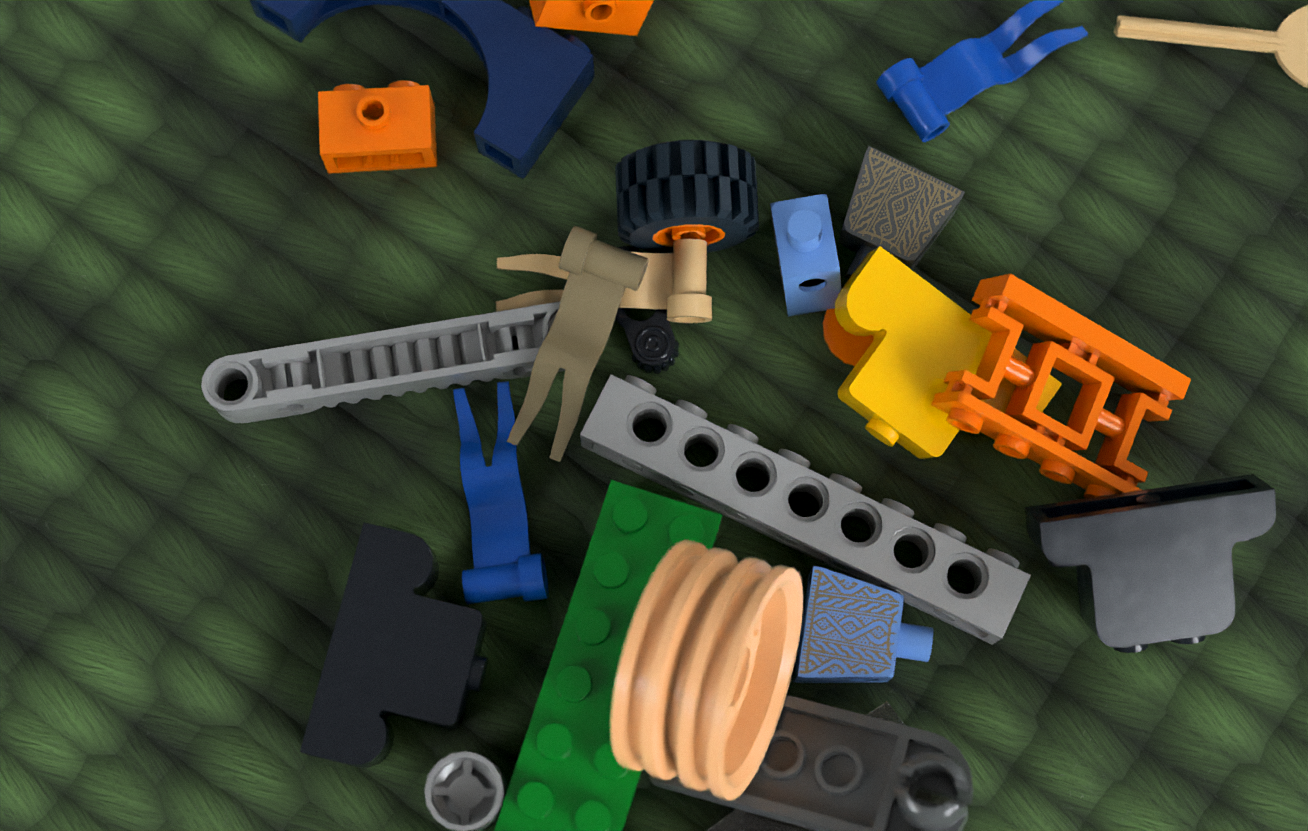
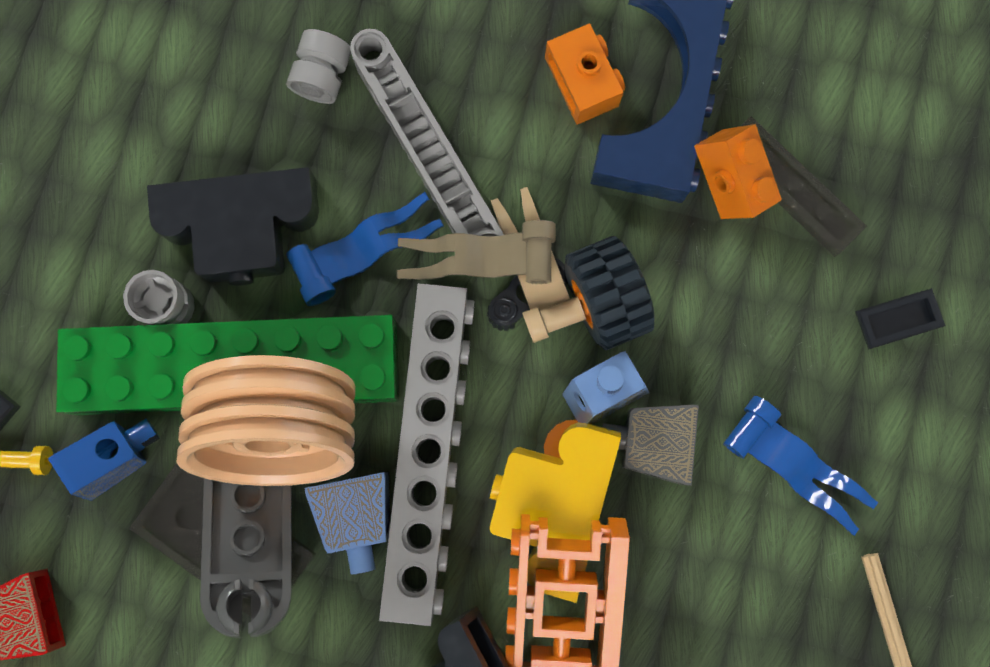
camera: 70 degrees right, 5 degrees up
(215, 459) = (320, 62): none -> light grey wheel

